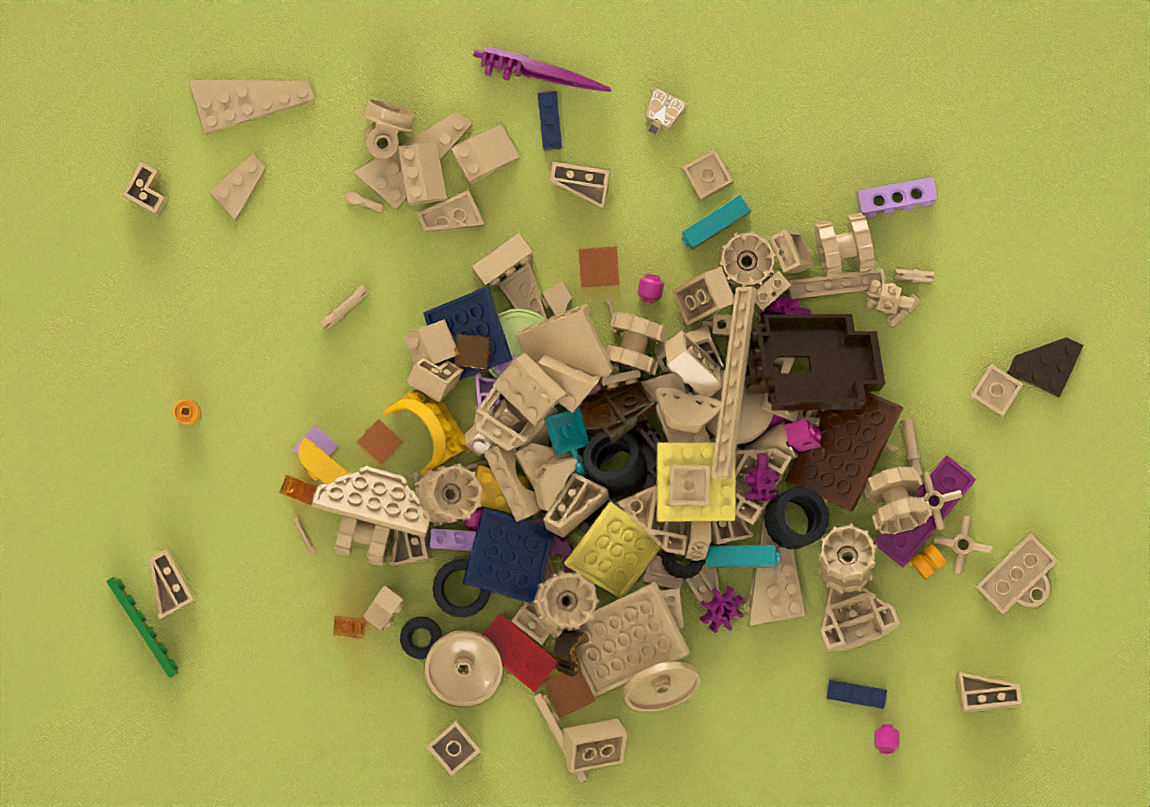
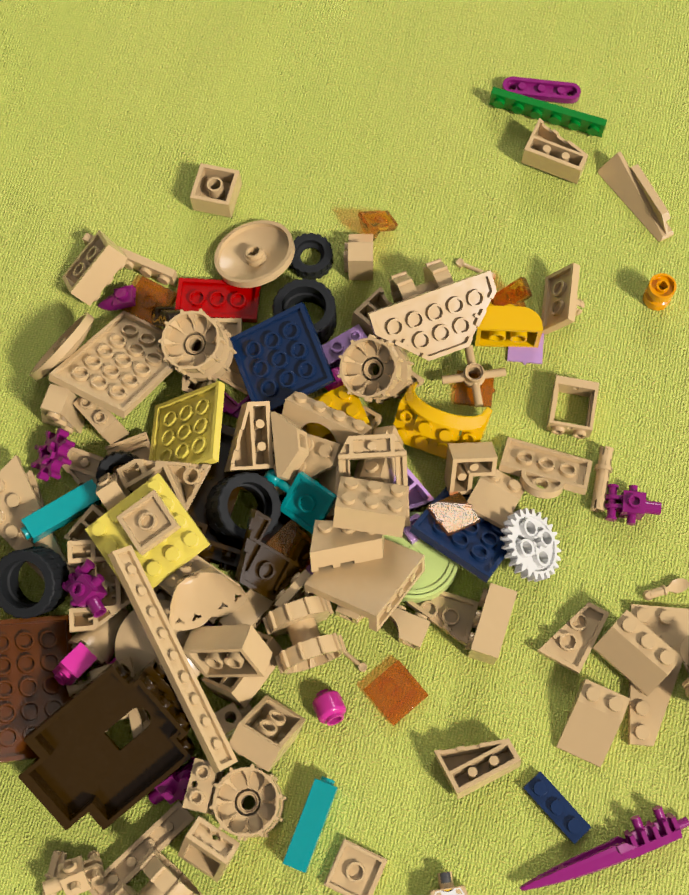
camera: 150 degrees right, 15 degrees down
(130, 652) = (543, 89): none -> magenta plate
(133, 504) = (638, 195): none -> tan wedge
(265, 458) = (561, 299): none -> tan plate
(314, 358) = (574, 387): none -> tan window
(340, 274) = (631, 504): none -> magenta piece
(367, 443) = (471, 383): none -> tan bar
(380, 342) = (545, 468): none -> tan plate
(423, 301) = (530, 545): none -> white gear
(591, 708) = (120, 299): none -> magenta plate
(696, 639) = (60, 411): none -> tan wedge

